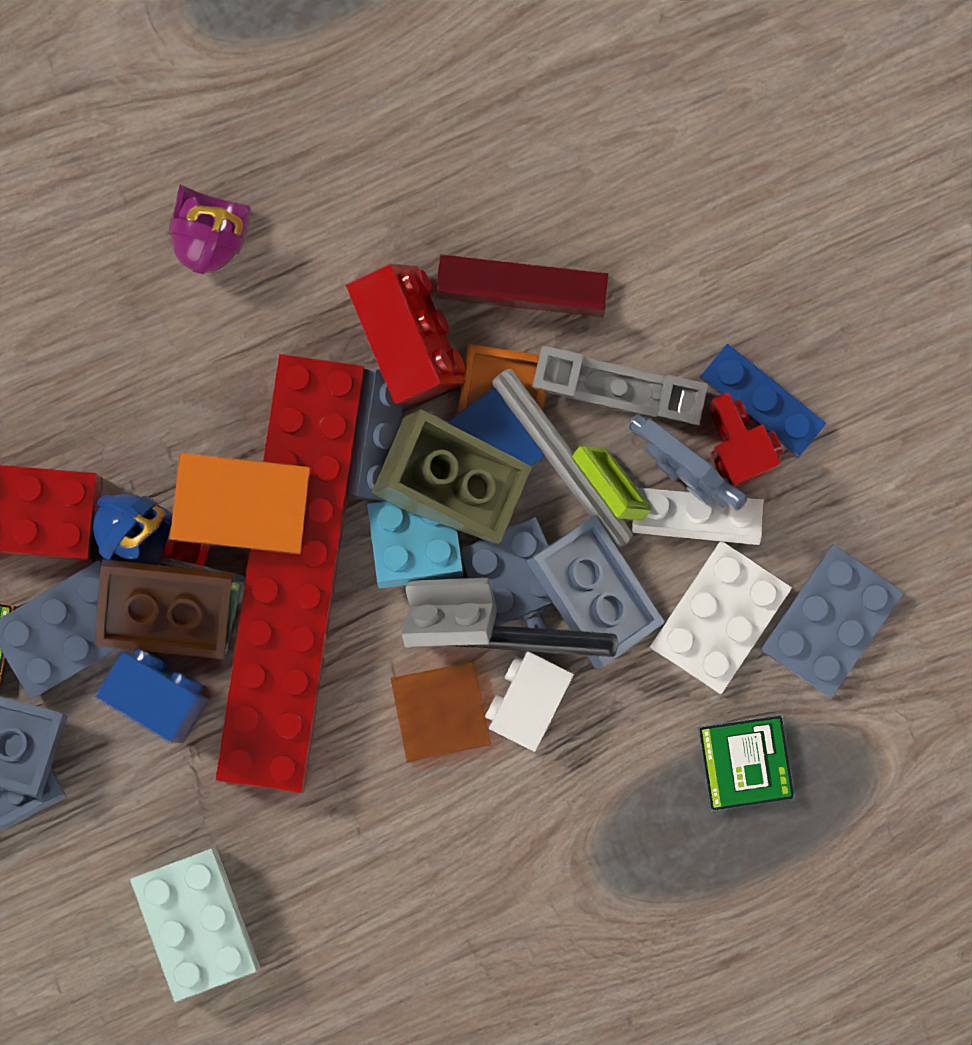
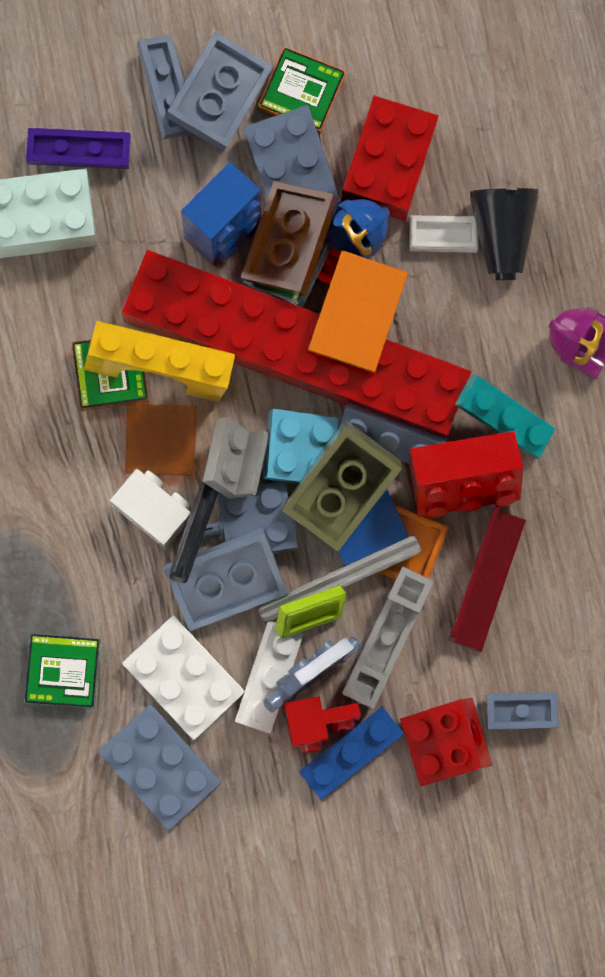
camera: 95 degrees right, 5 degrees down
(88, 353) = (504, 227): none -> black cone
(101, 898) = (78, 148): none -> dark purple plate
(109, 428) = (443, 234): none -> white tile
(322, 304) = (505, 415): none -> teal plate
(353, 730) = (198, 367): none -> yellow arch
(371, 792) = (104, 391): none -> tile
(668, 211) = (522, 711): none -> sand blue plate
(726, 291) = (446, 741): none -> red brick

